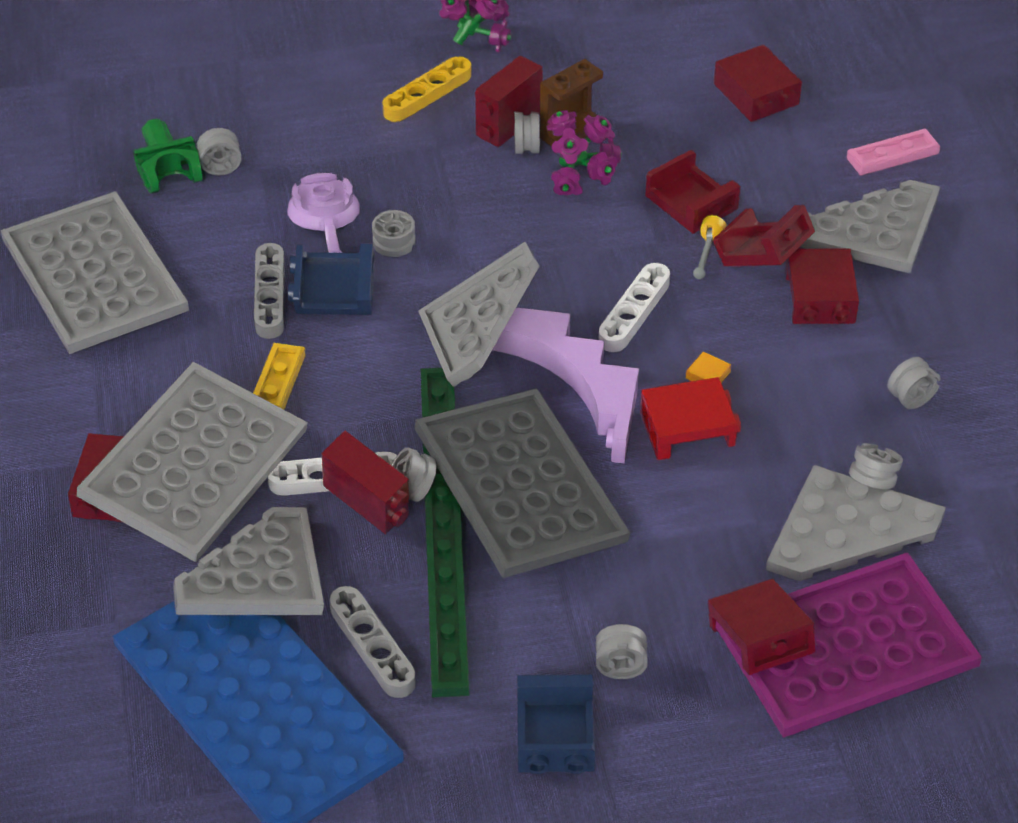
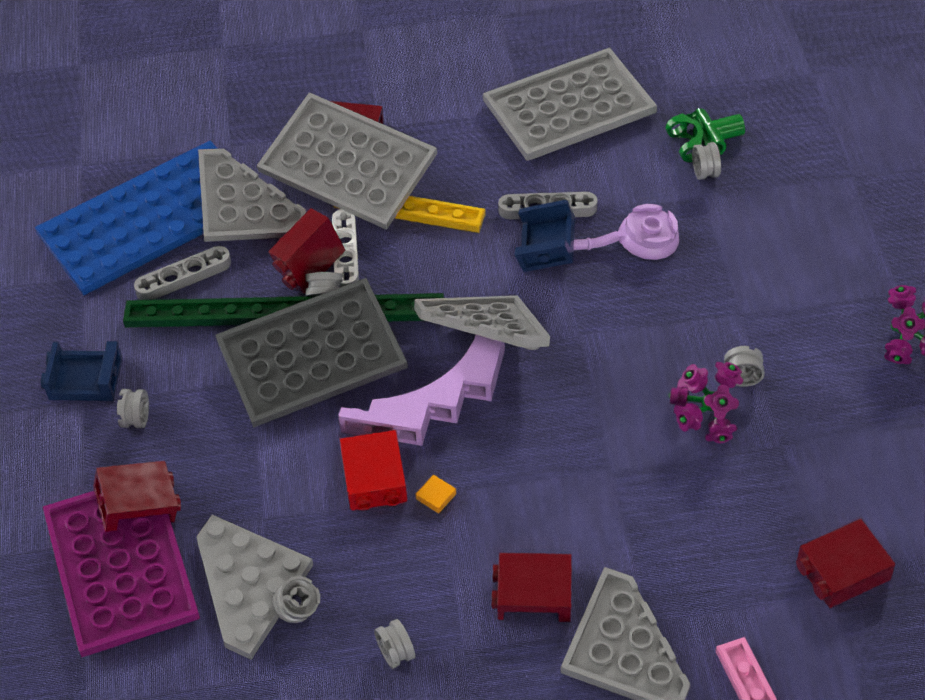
camera: 95 degrees right, 5 degrees up
(393, 233) = (611, 277): light grey wheel -> none
(402, 105) = (821, 299): yellow beam -> none
(508, 91) = (786, 348): dark red brick -> none
(571, 92) = (774, 392): reddish brown panel -> none
(631, 305) = (516, 448): white beam -> none
(690, 193) = (672, 495): dark red panel -> none
(717, 225) = (616, 507): hinge -> none
(763, 244) = (590, 537): dark red panel -> none

